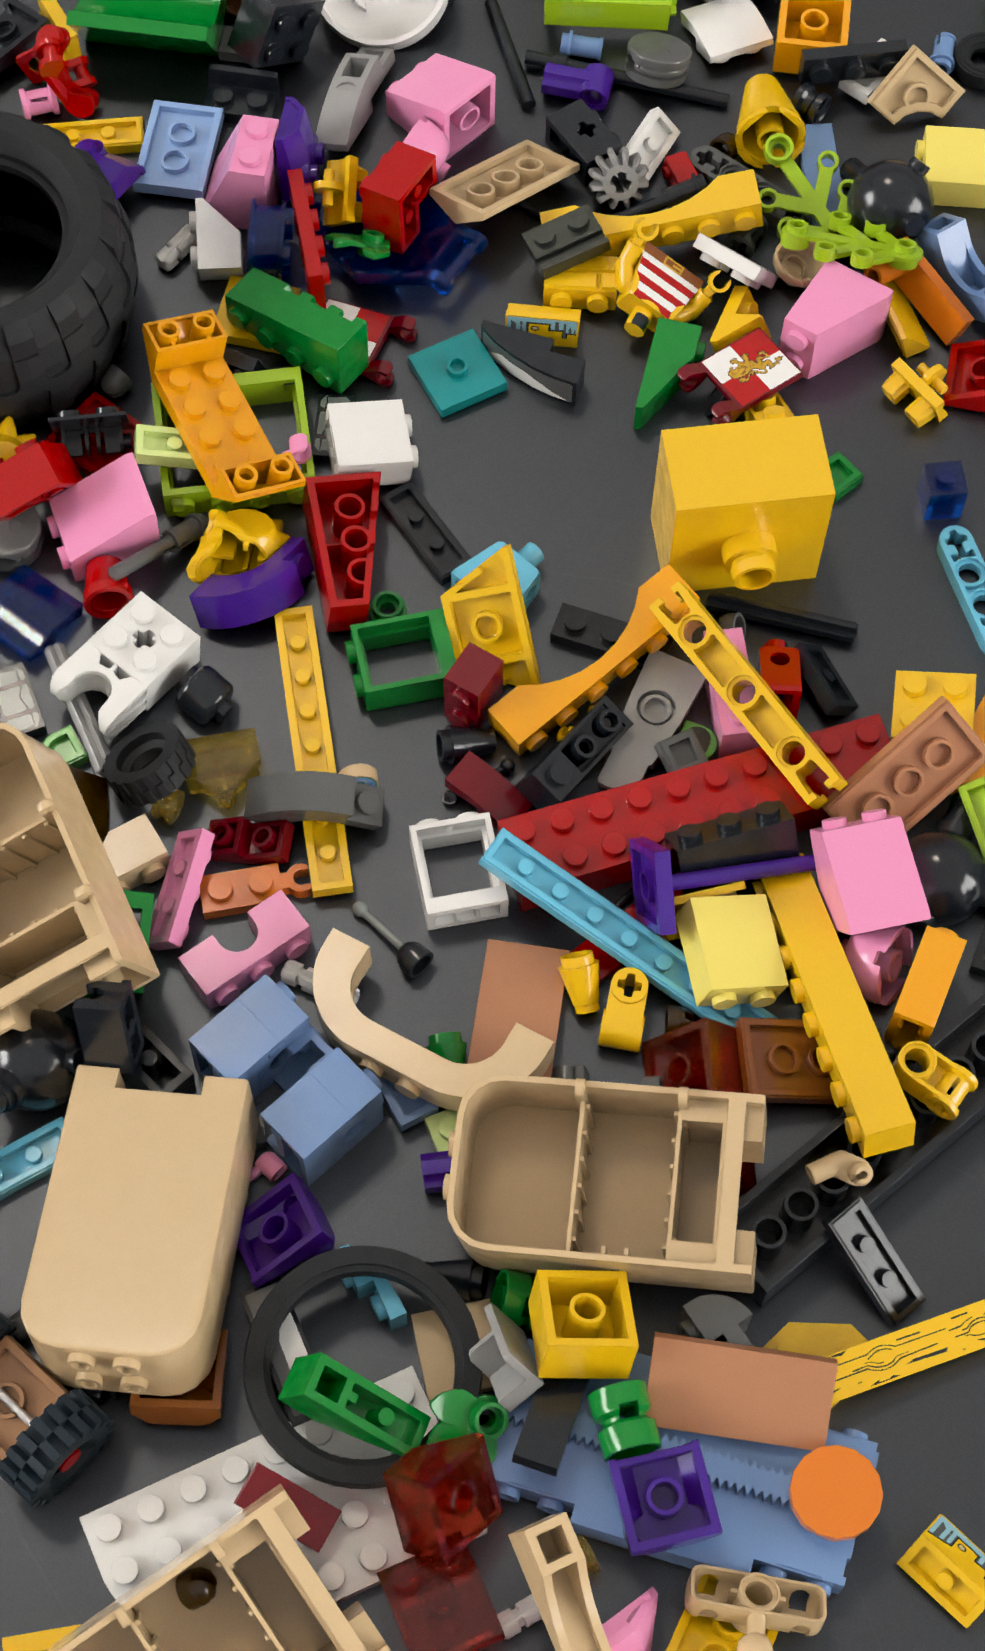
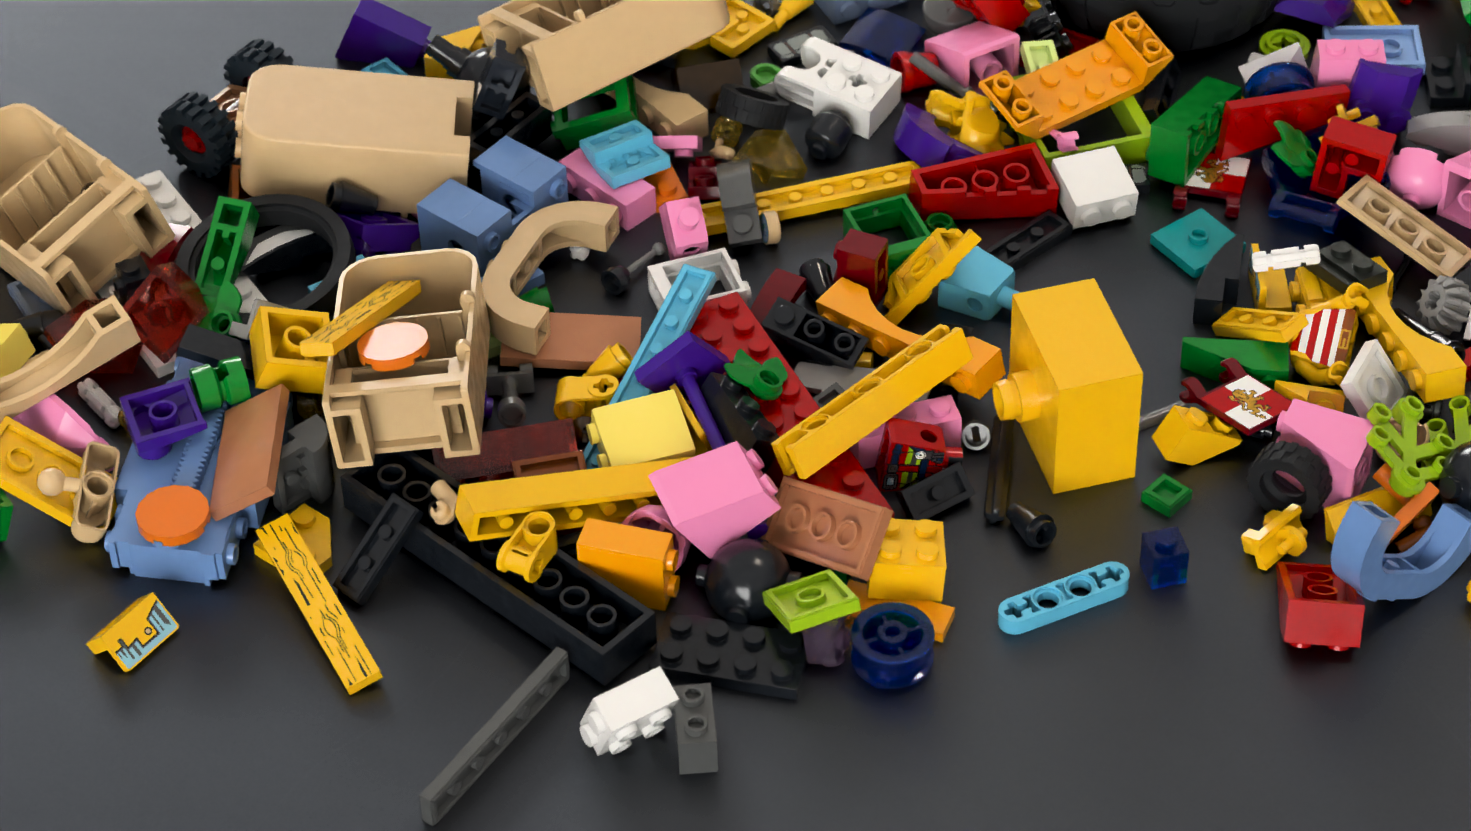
camera: 85 degrees right, 20 degrees down
(162, 220) = (1274, 39): none -> lime gear
(206, 815) = (721, 151): none -> tan piece
(221, 913) = (624, 154): none -> medium azure slope
(249, 1251) = (350, 200): none -> black cone
(359, 1547) = (130, 276): none -> black brick
(371, 863) = (684, 227): none -> bright pink torso
(553, 284) = (1286, 258): none -> white axle
(587, 1221) = (360, 318): none -> yellow tile
(627, 335) = (1260, 324): none -> yellow tile
(660, 1180) = (393, 346): none -> tile
(671, 808) = (763, 380): none -> green plate
(865, 358) = (1300, 464): none -> black tyre
(874, 600) = (1033, 525): none -> black cone

